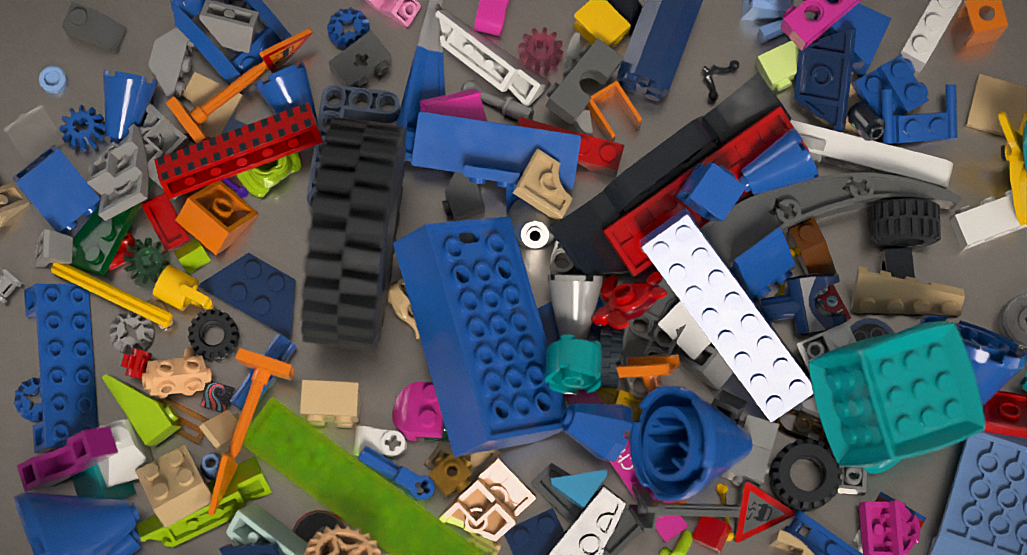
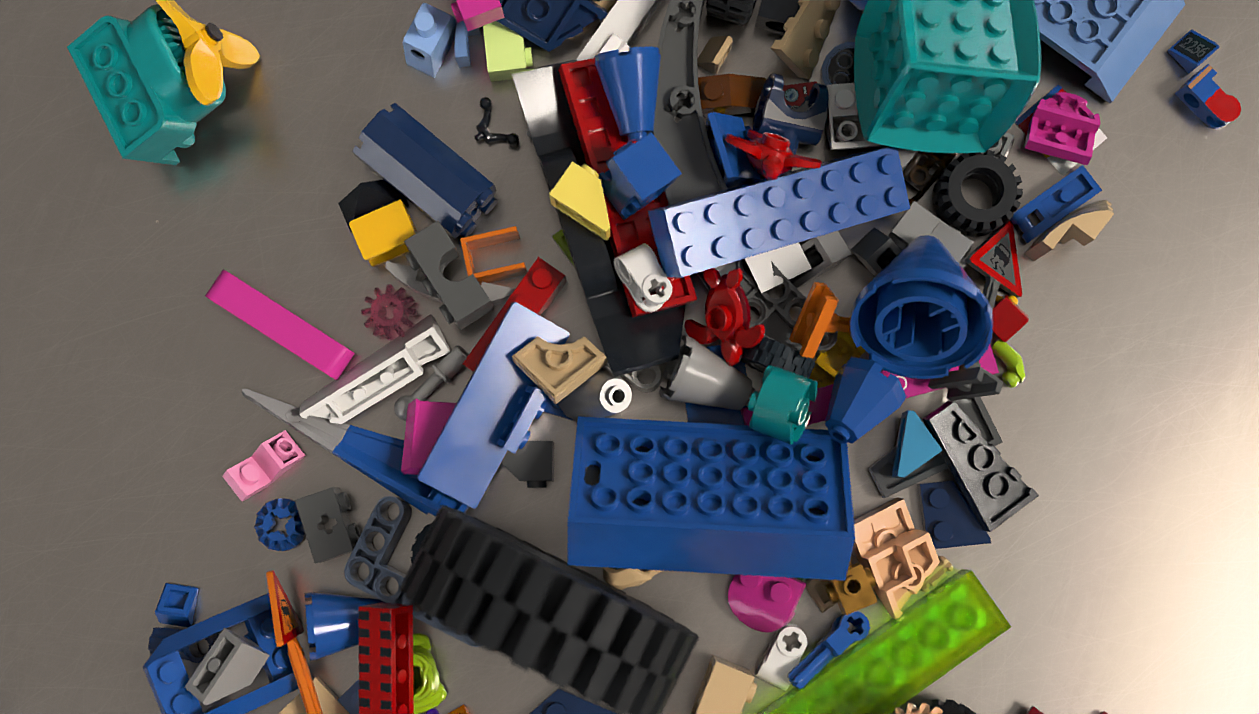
camera: 65 degrees left, 5 degrees up
(637, 221) = (642, 275): none -> white piece
(677, 156) = (582, 198): none -> light yellow slope
(768, 289) = (771, 154): none -> red animal
(843, 230) = (715, 53): none -> tan slope

